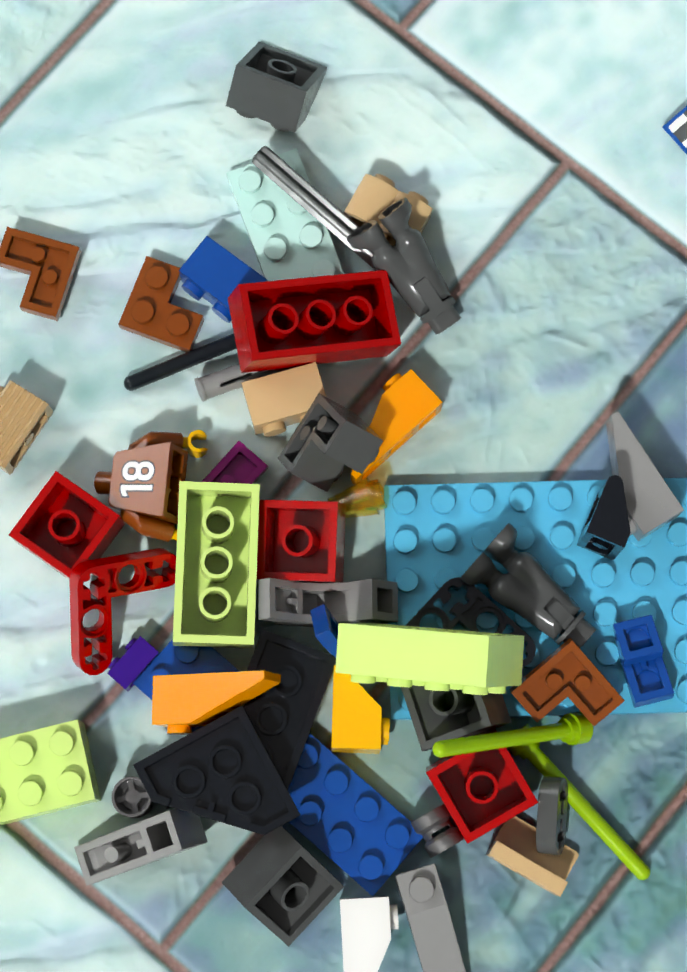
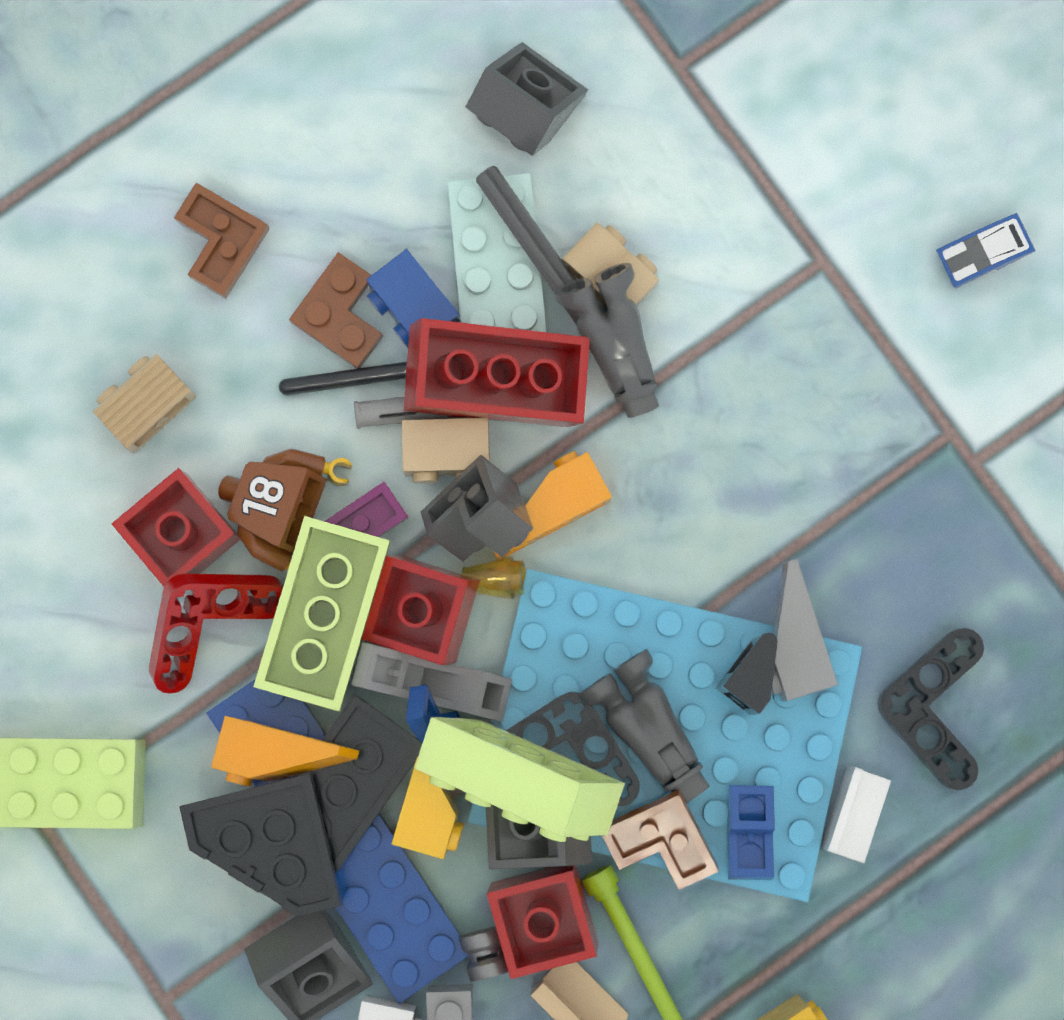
camera: 15 degrees right, 5 degrees up
(128, 794) = (167, 836): flat silver wheel -> none
(132, 663) = (211, 691): dark purple piece -> none
(139, 845) = (168, 887): light grey slope -> none
(551, 815) = (609, 970): dark grey beam -> none
(571, 728) = (653, 883): lime piece -> none

